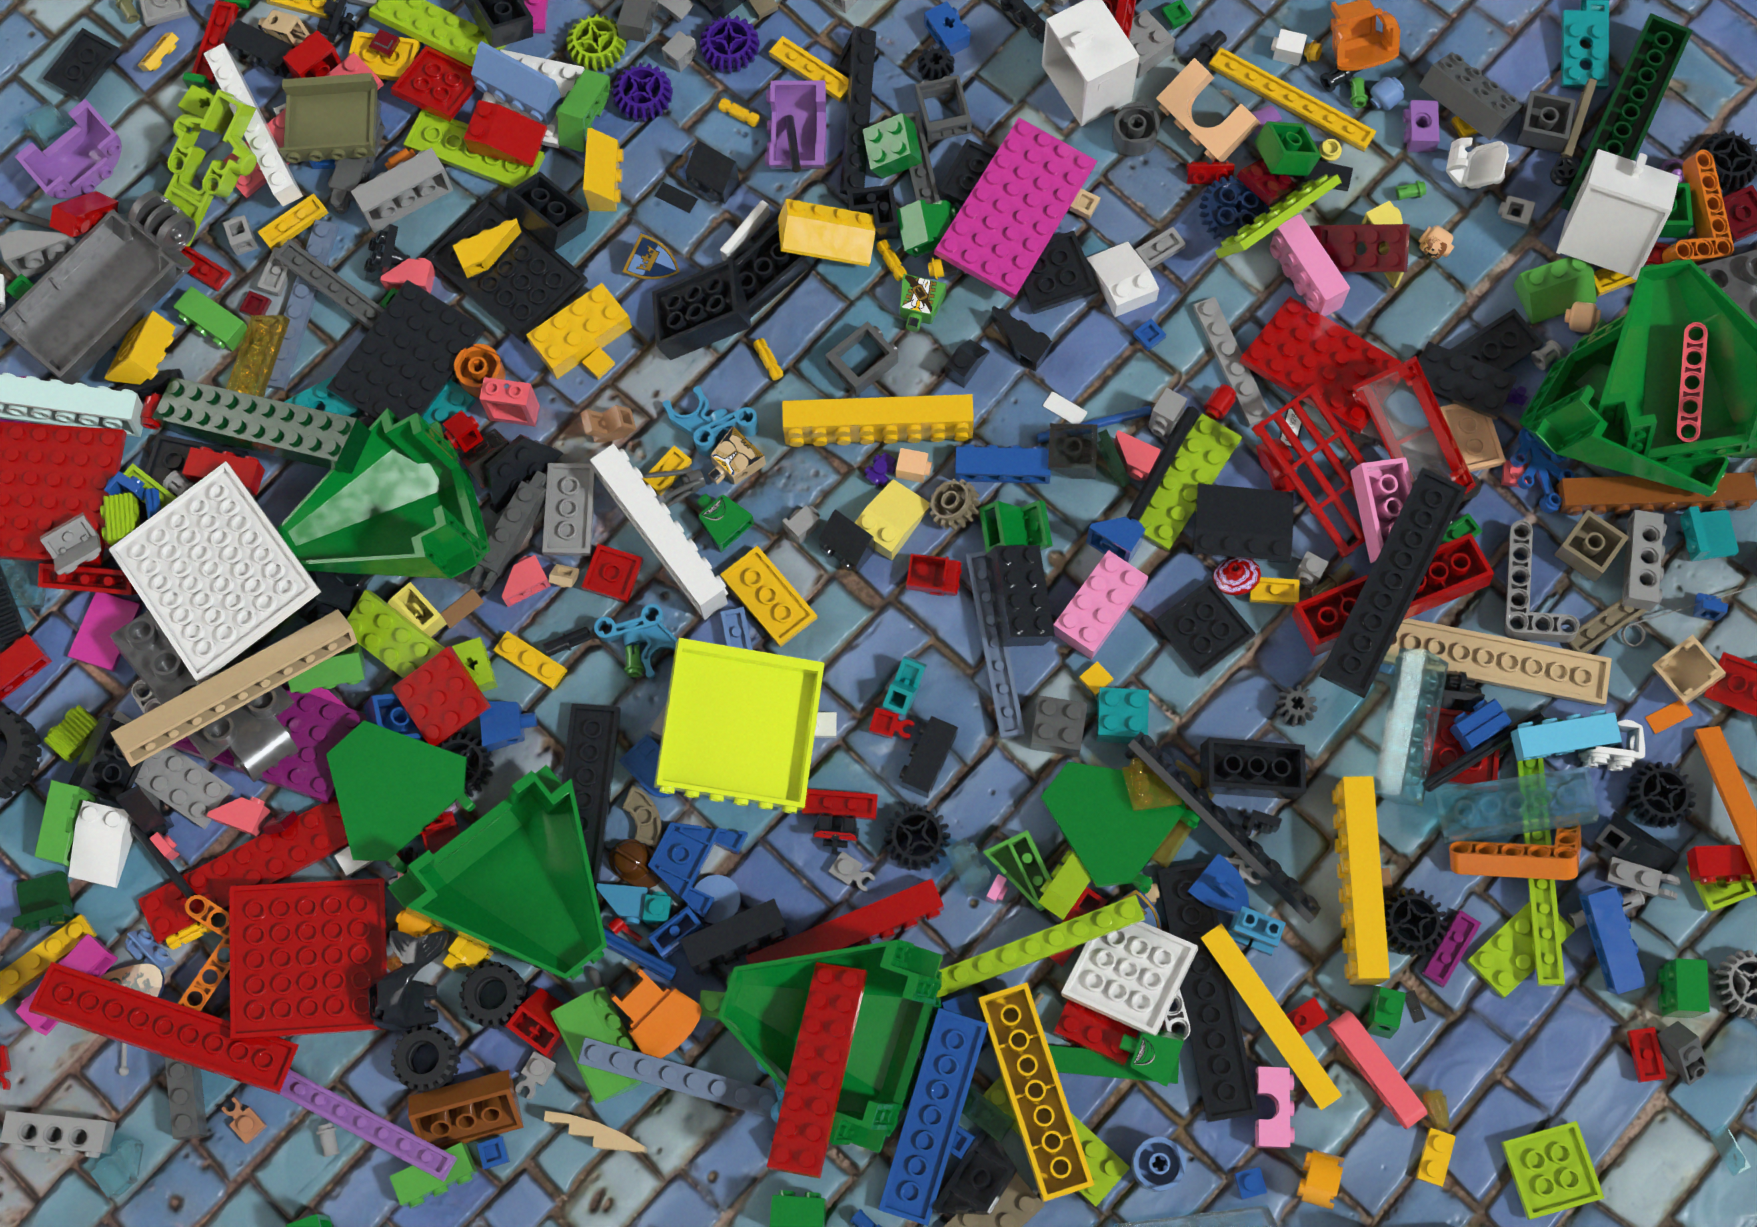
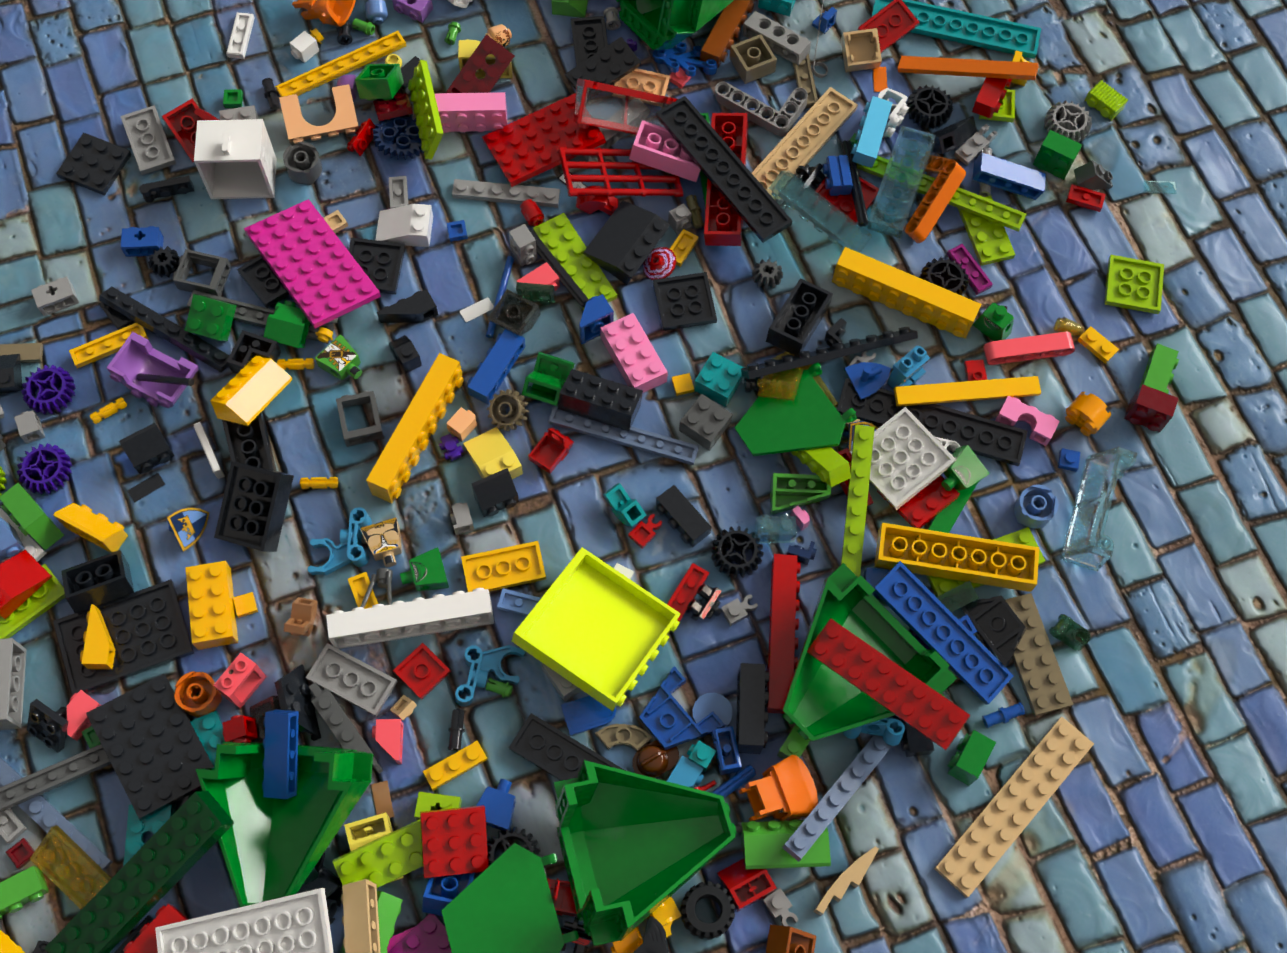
camera: 70 degrees left, 5 degrees down
(449, 480) = (280, 754): none -> blue brick
(951, 907) = (803, 556): none -> dark blue bracket

